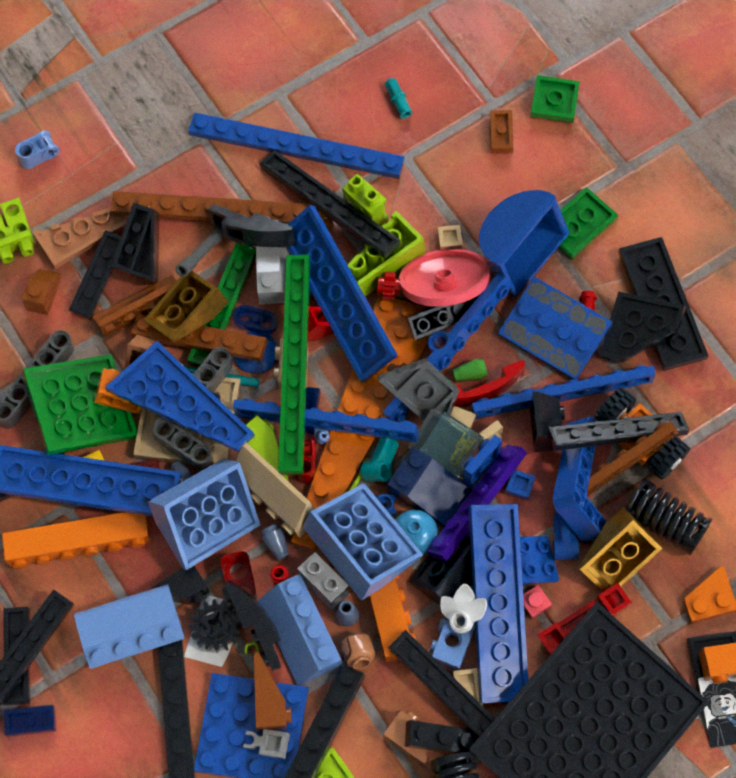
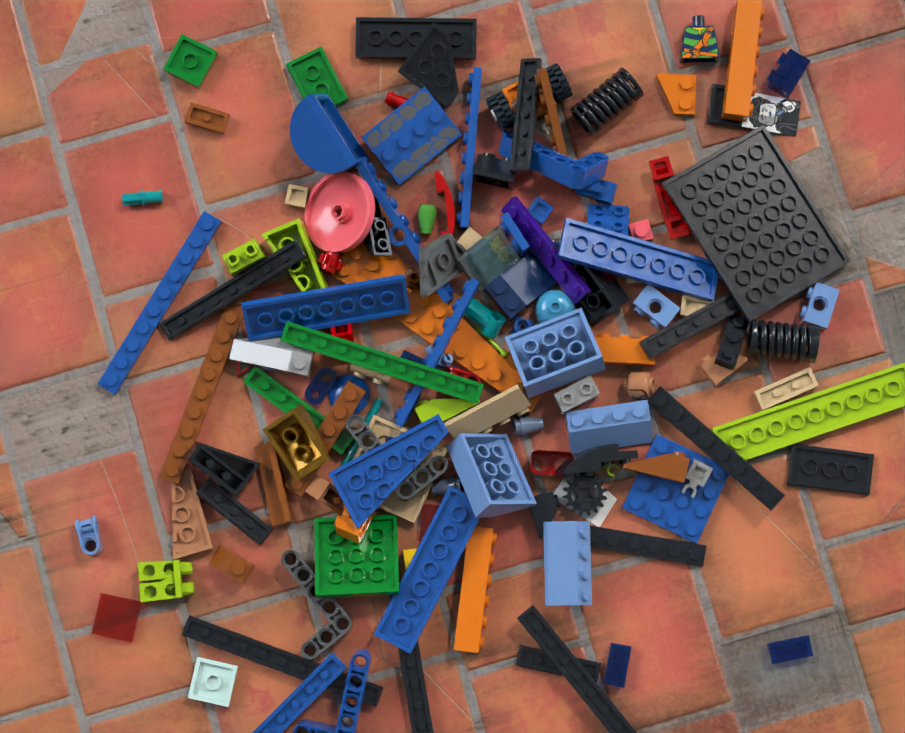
camera: 70 degrees left, 15 degrees up
(191, 260) = (257, 423): dark grey piece -> none
(252, 231) = (245, 358): black slope -> none
(275, 574) = (559, 424): red pin -> none
(347, 618) = (605, 390): sand blue cone -> none
(463, 605) = (634, 288): white plate -> none
(494, 429) = (490, 219): tan plate -> none
(619, 551) = (624, 150): pearl gold slope -> none

